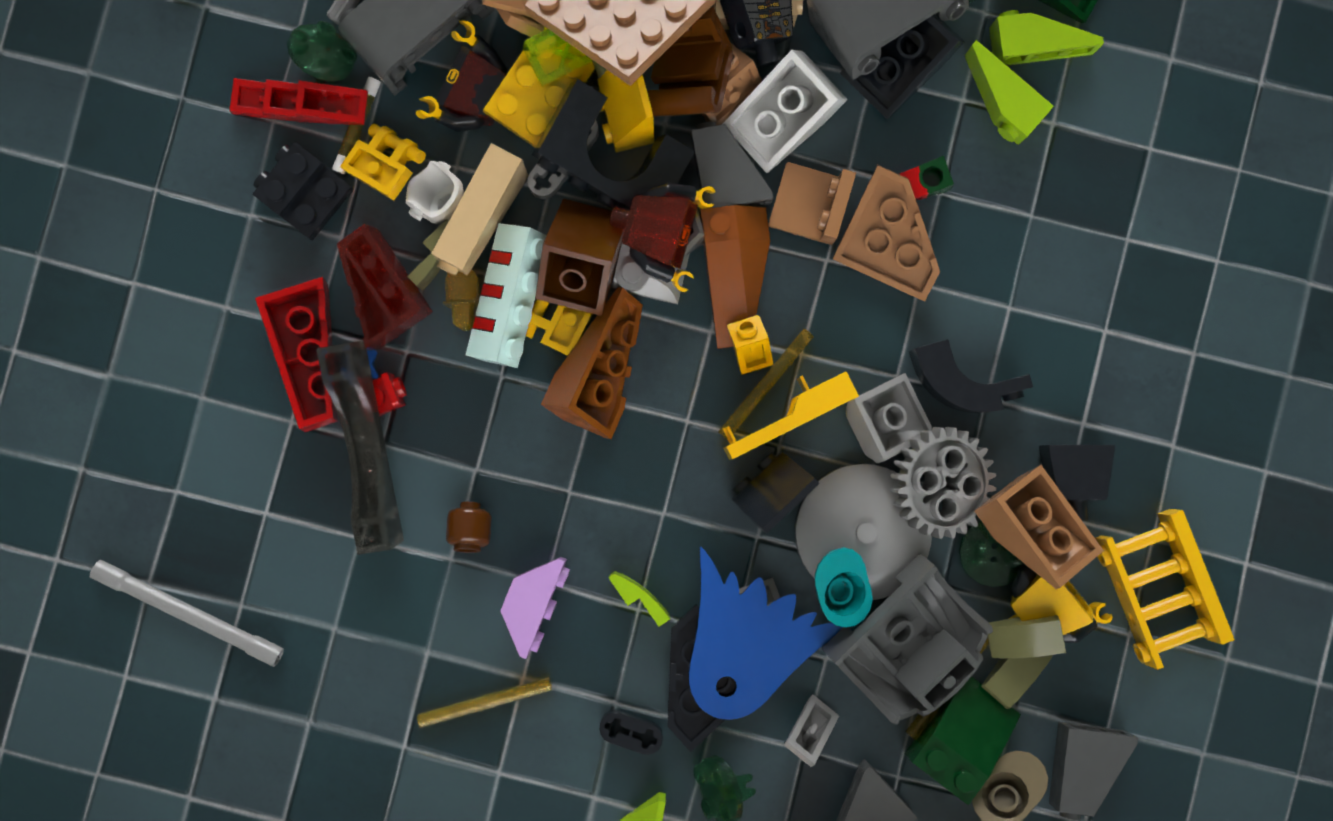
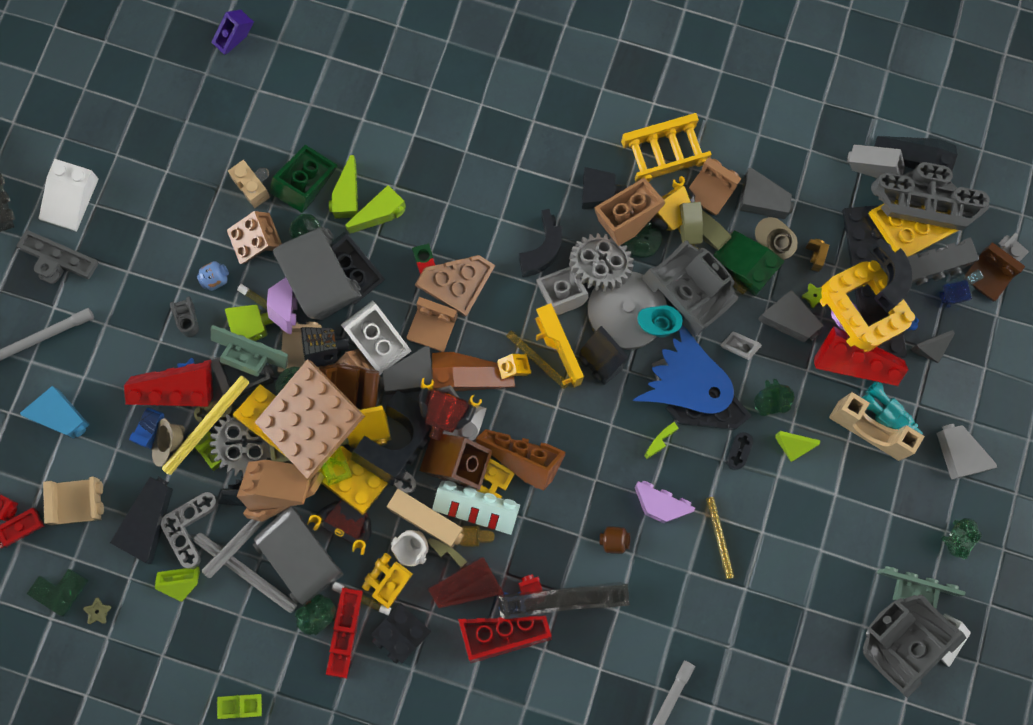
camera: 90 degrees left, 10 degrees down
(1099, 676) = (714, 185): none -> medium nougat bracket

